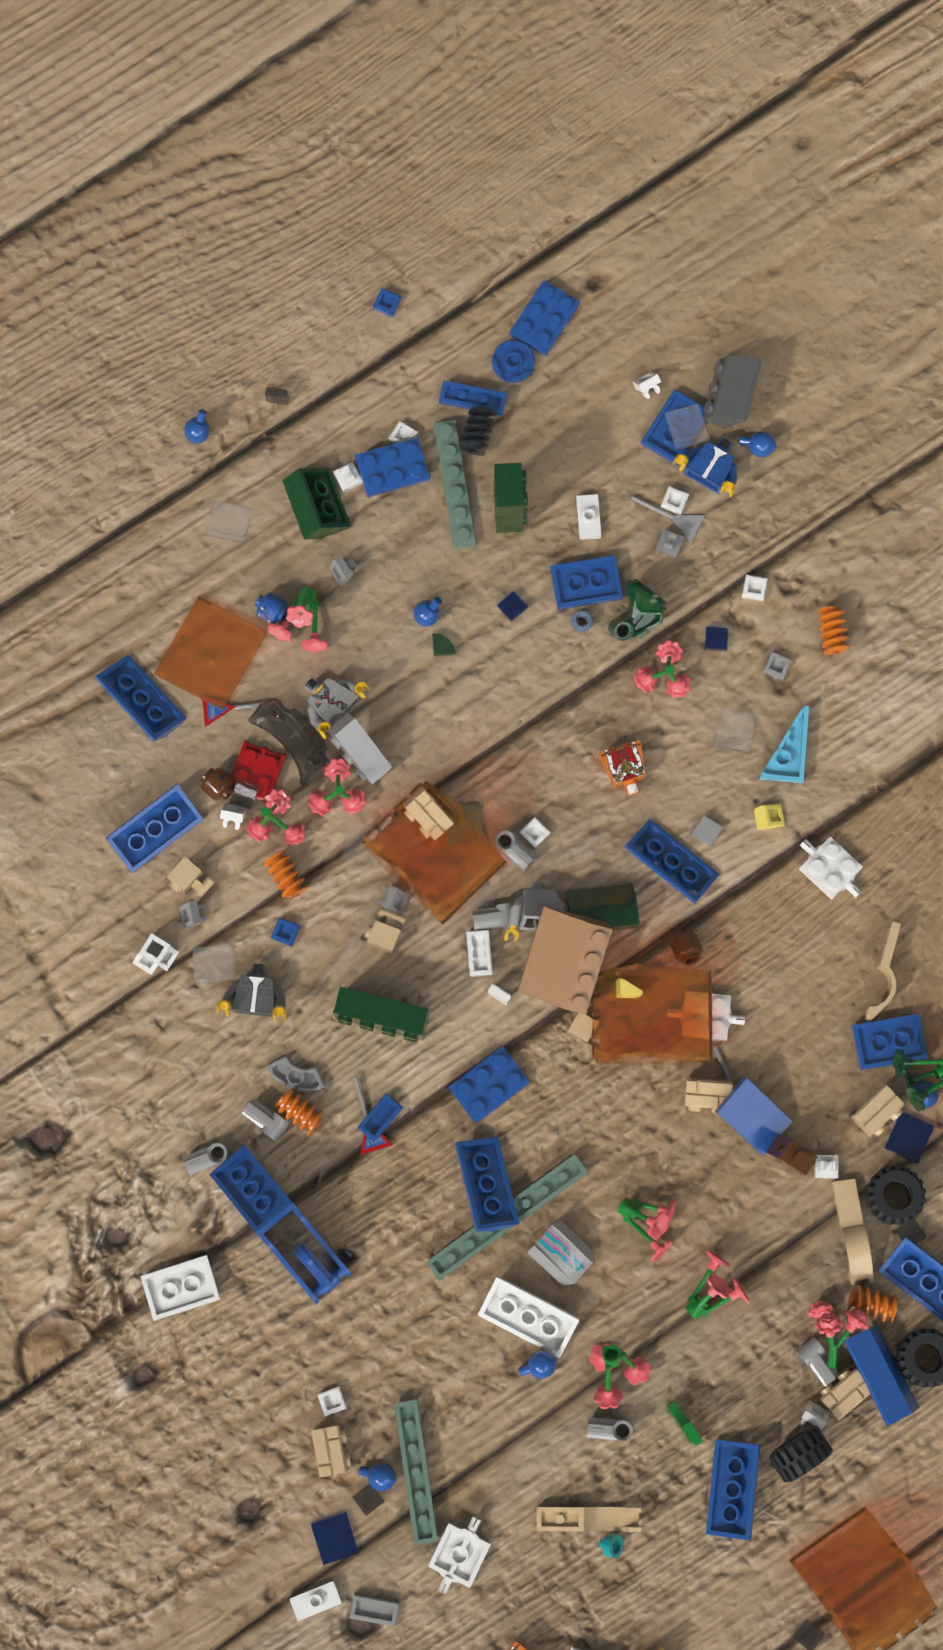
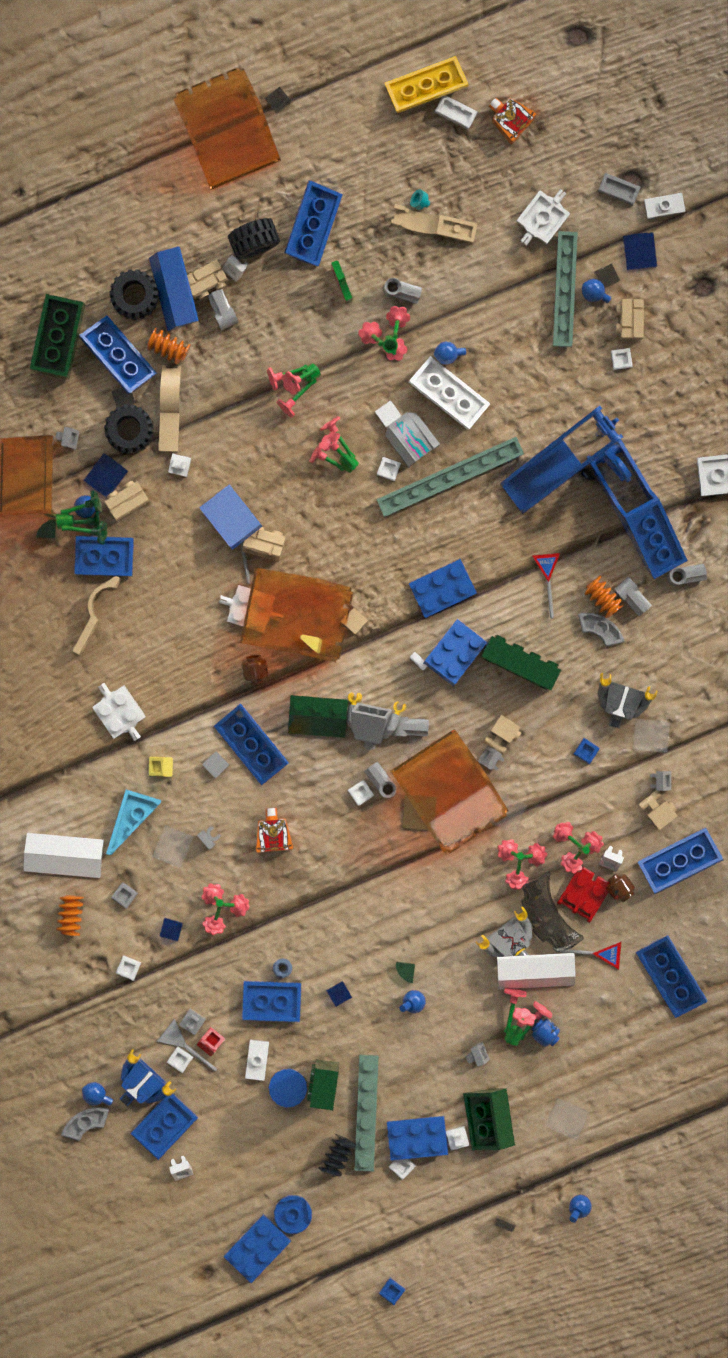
camera: 170 degrees left, 10 degrees up
(155, 953) = (699, 753): white brick -> none
(210, 653) = (604, 1005): clear orange piece -> none
(244, 794) = (599, 874): clear smoke tile -> none
(285, 875) = (577, 797): orange piece -> none
(295, 673) = (536, 971): none -> white slope
(359, 749) = (496, 891): light grey brick -> none
(380, 1117) = (538, 579): blue tile -> none
(385, 1254) = (555, 465): none -> blue piece
(428, 814) = (448, 824): tan brick -> none
(459, 1012) = (455, 652): none -> blue plate
(470, 397) = (335, 1187): blue plate -> none
(479, 953) = (428, 699): white plate -> none
(487, 1184) = (461, 506): blue slope -> none
(548, 493) = (287, 1087): none -> blue tile
(565, 959) = (359, 676): medium nougat slope -> none
(581, 1212) = (388, 469): none -> white tile
(595, 1277) = (388, 413): none -> white tile
(644, 526) = (210, 1041): none -> red slope
(645, 612) = (227, 964): dark green piece -> none
(687, 426) = (155, 1122): clear piece -> none
(699, 745) = (207, 839): none -> light grey tile
(731, 390) = (110, 1145): dark grey slope -> none
(765, 413) = (84, 1121): none -> light grey tile
(792, 1155) = (205, 477): reddish brown torso -> none
(831, 1323) = (207, 333): coral plant -> none
(856, 696) = (63, 855): none -> white slope

